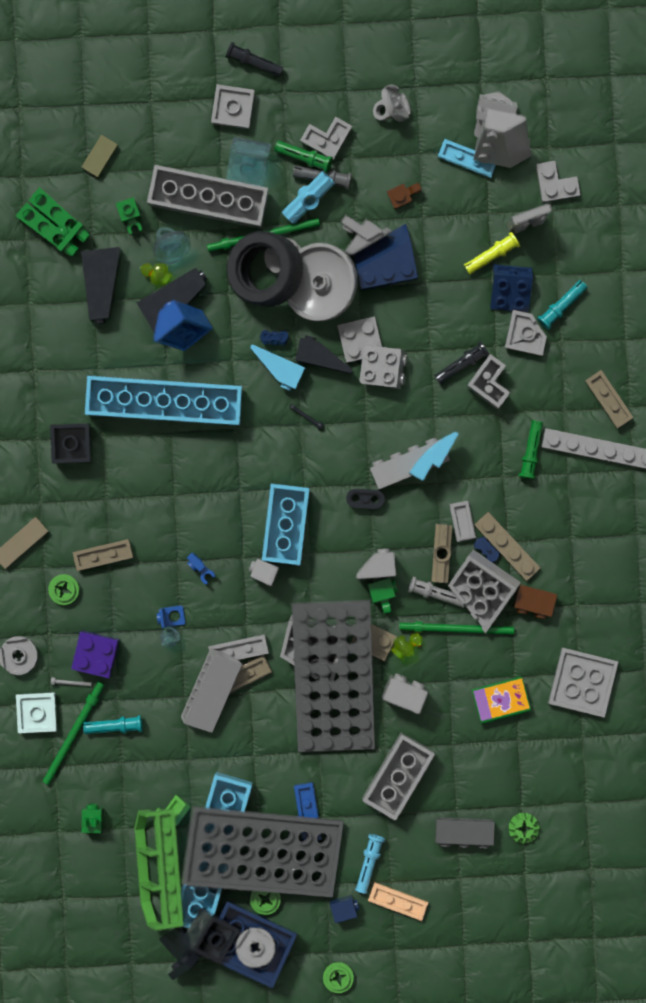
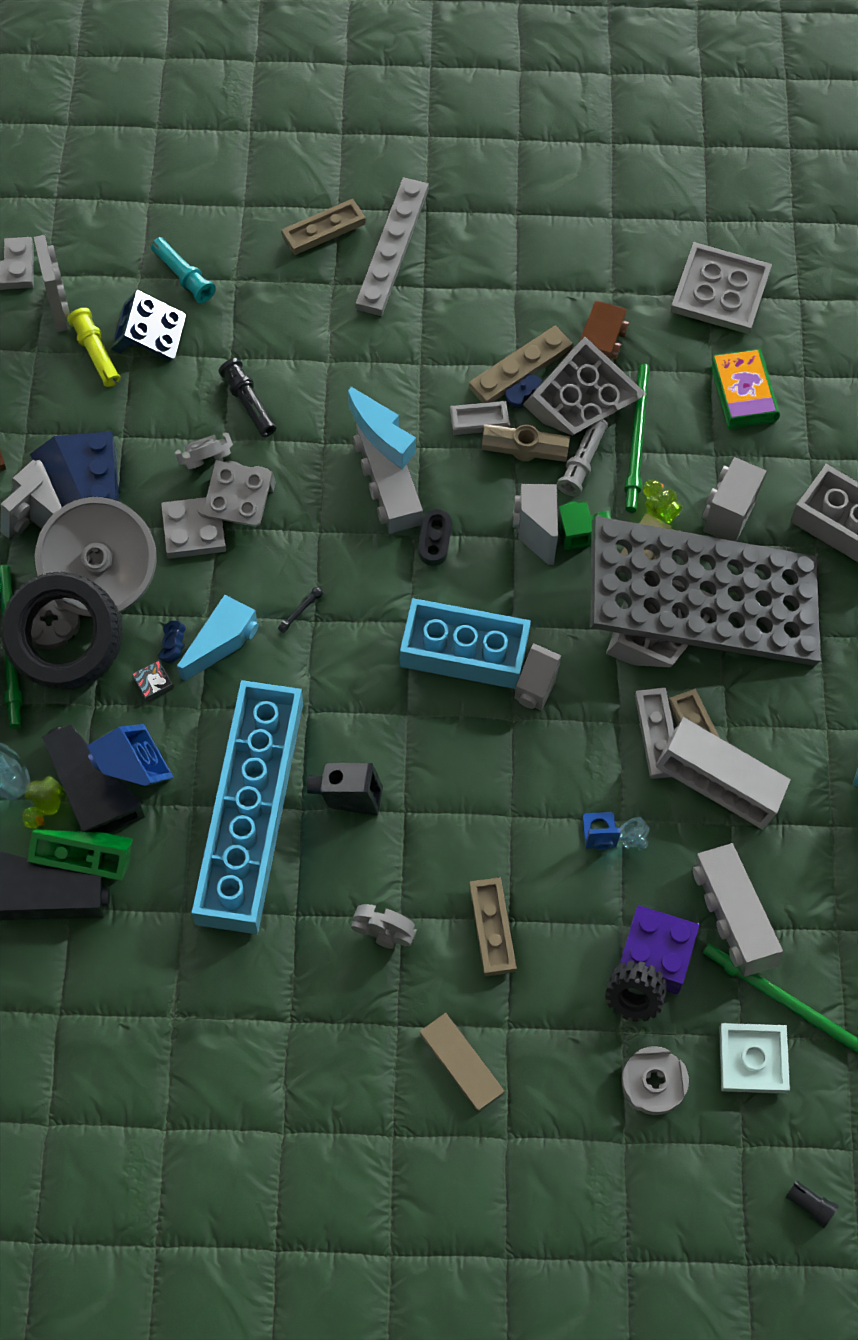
camera: 85 degrees left, 25 degrees down
(53, 681) = (700, 1027): light grey piece -> none
(55, 592) = (540, 982): bright green gear -> none
(66, 642) = (630, 1003): none -> black tyre
(71, 443) = (301, 956): black brick -> none
(92, 488) = (388, 928): none -> light grey plate
(122, 701) = (737, 910): none -> light grey brick
(123, 306) = (82, 852): none -> green slope
(123, 725) = (777, 914): teal pin -> none
(180, 466) = (348, 787): none -> black torso
(195, 563) = (518, 780): blue plate -> none
(247, 329) = (152, 681): none -> tile
(316, 354) = (209, 578): black slope -> none
(412, 340) = (203, 449): none -> light grey plate
(484, 382) = (280, 365): light grey brick -> none
(525, 334) = (217, 317): light grey plate -> none
(530, 460) = (397, 324): green pin -> none

